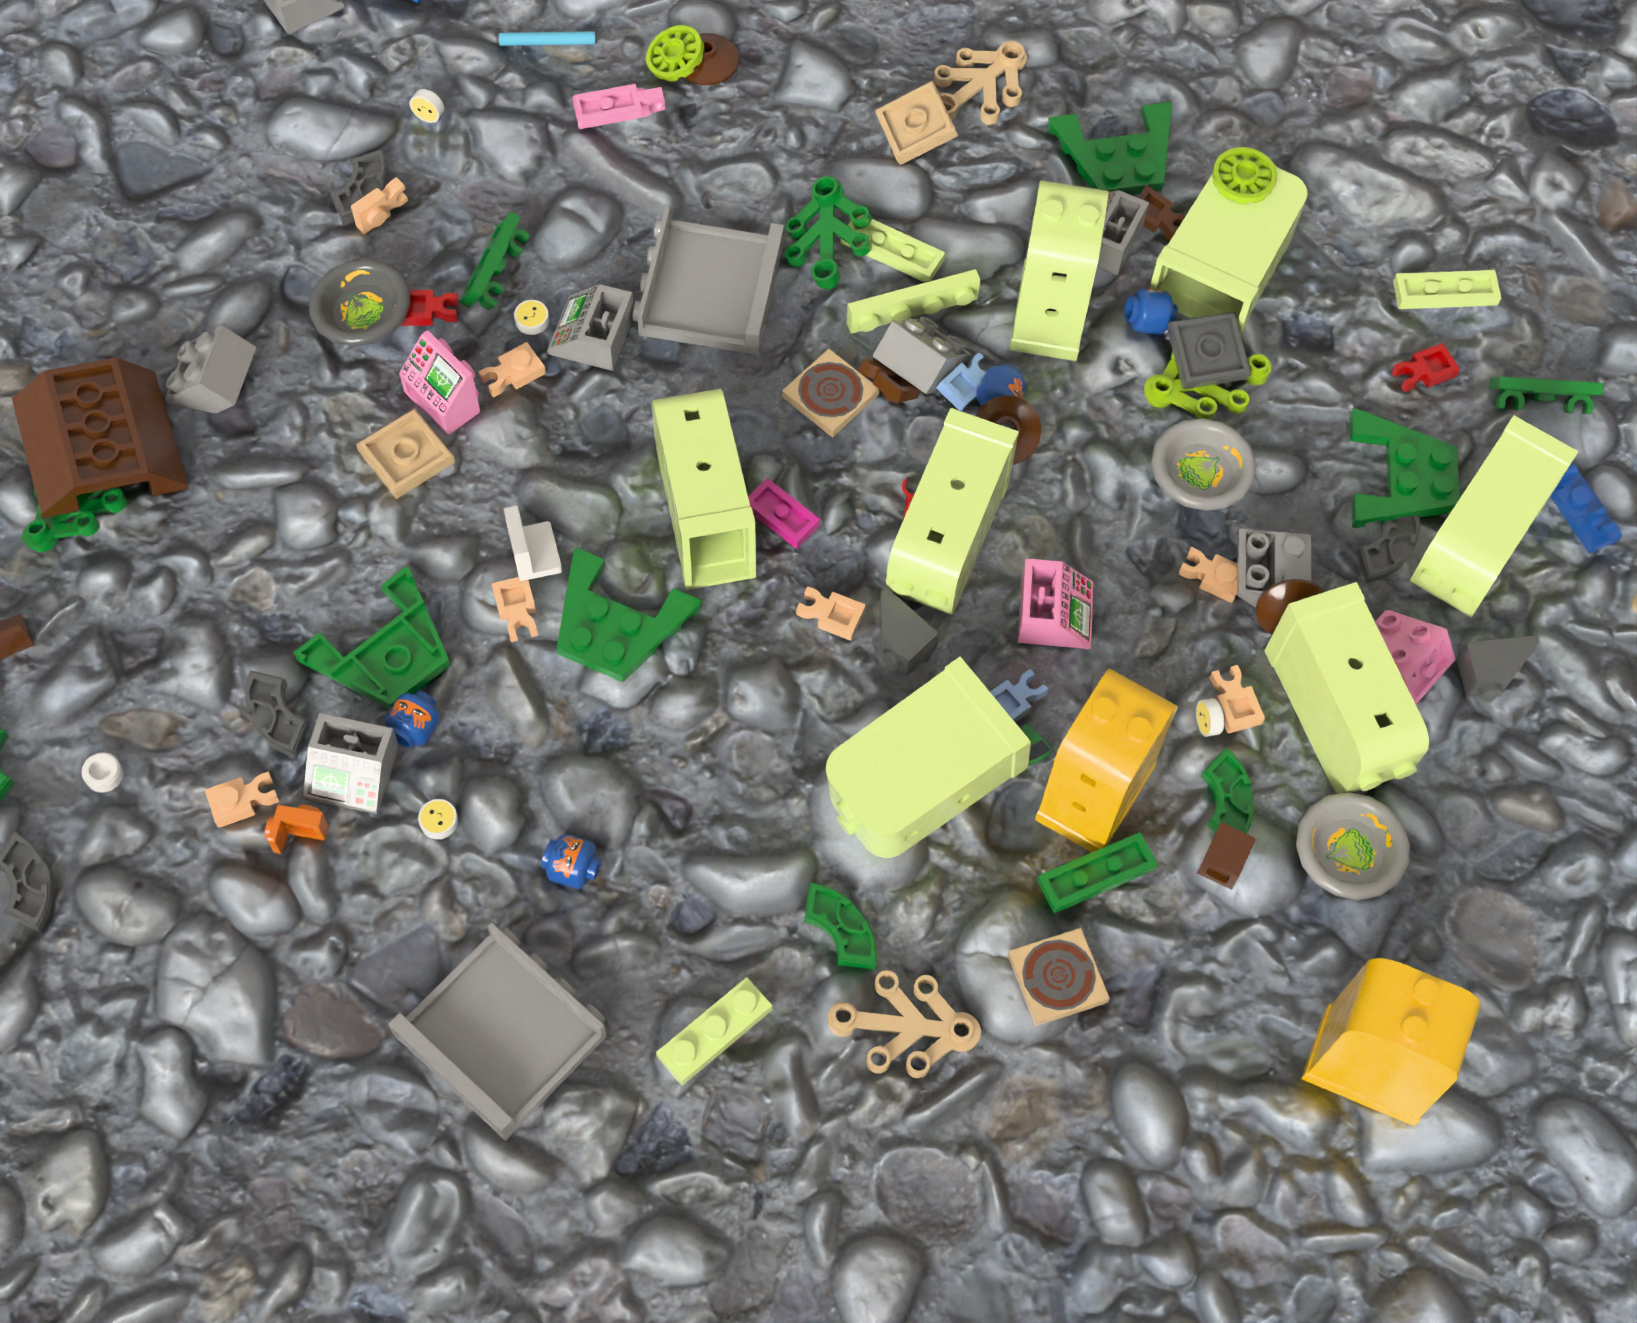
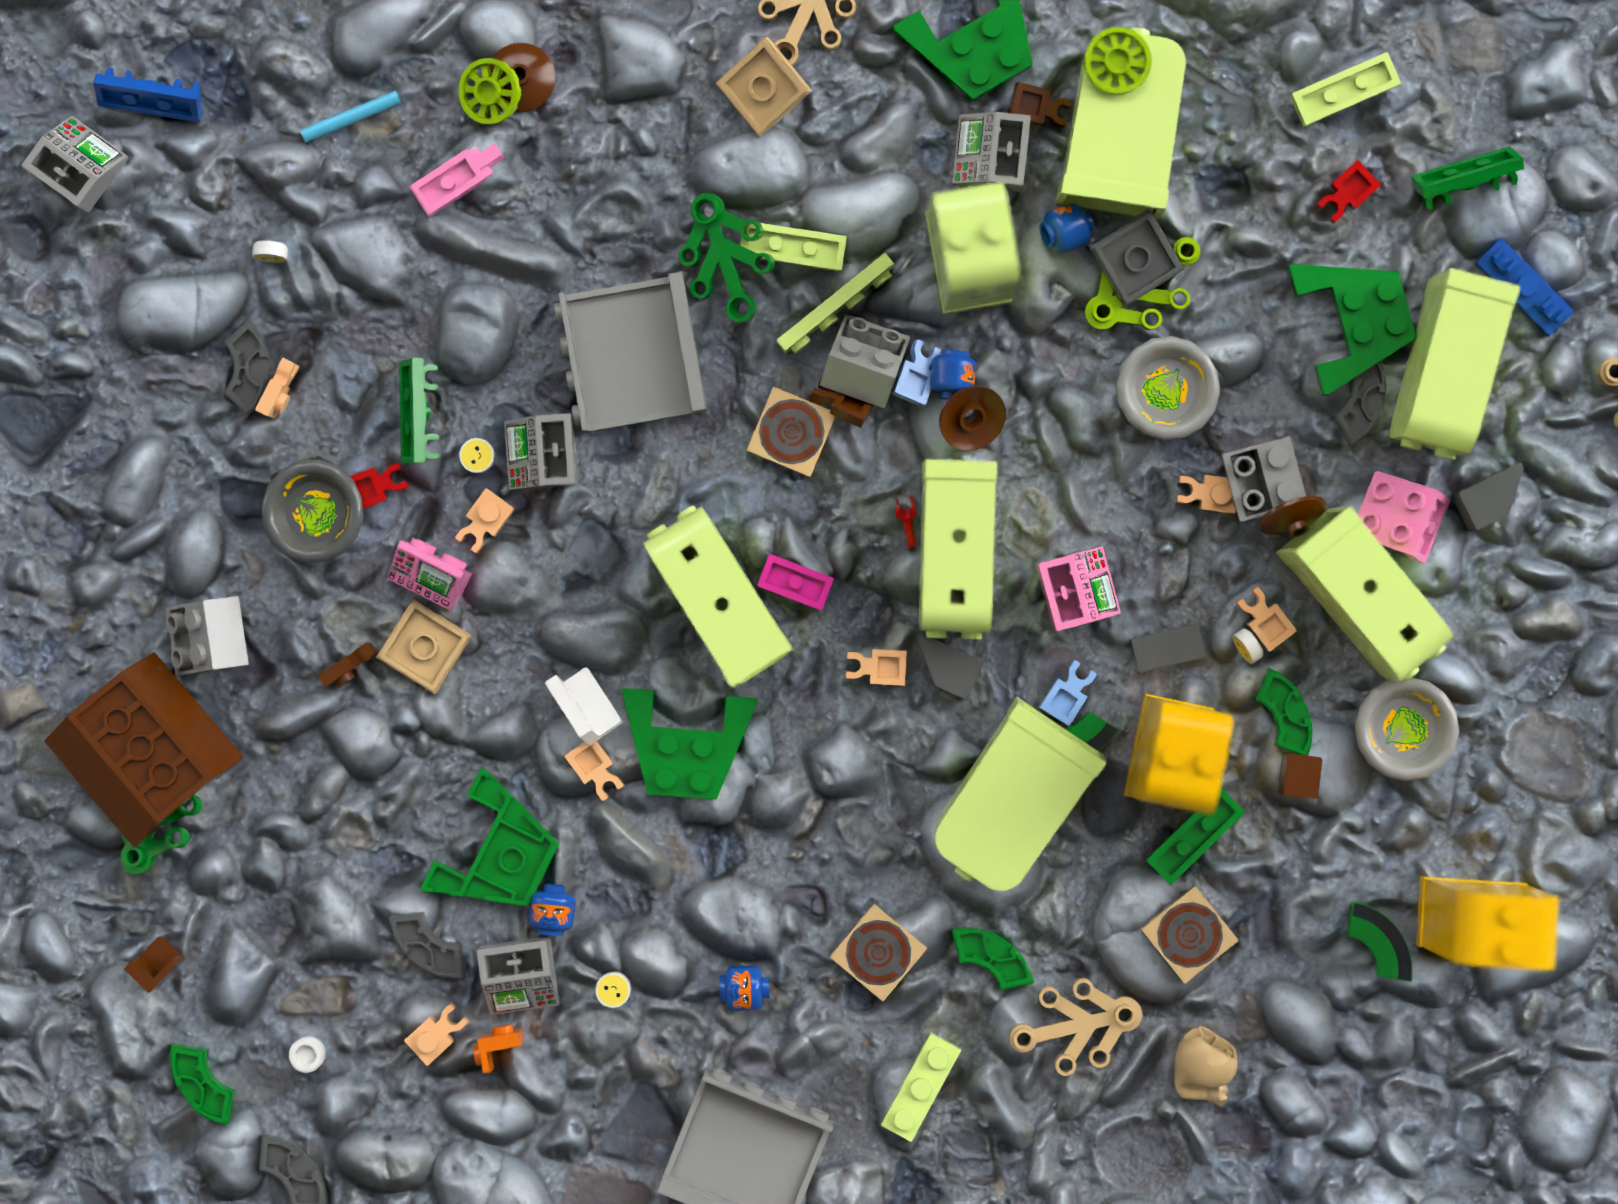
camera: 15 degrees left, 25 degrees up
(321, 440) = (341, 672): none -> reddish brown plate
(724, 879) = (878, 952): none -> tile
(1027, 1115) = (1204, 1066): none -> tan piece
(1266, 1056) = (1382, 939): none -> tile

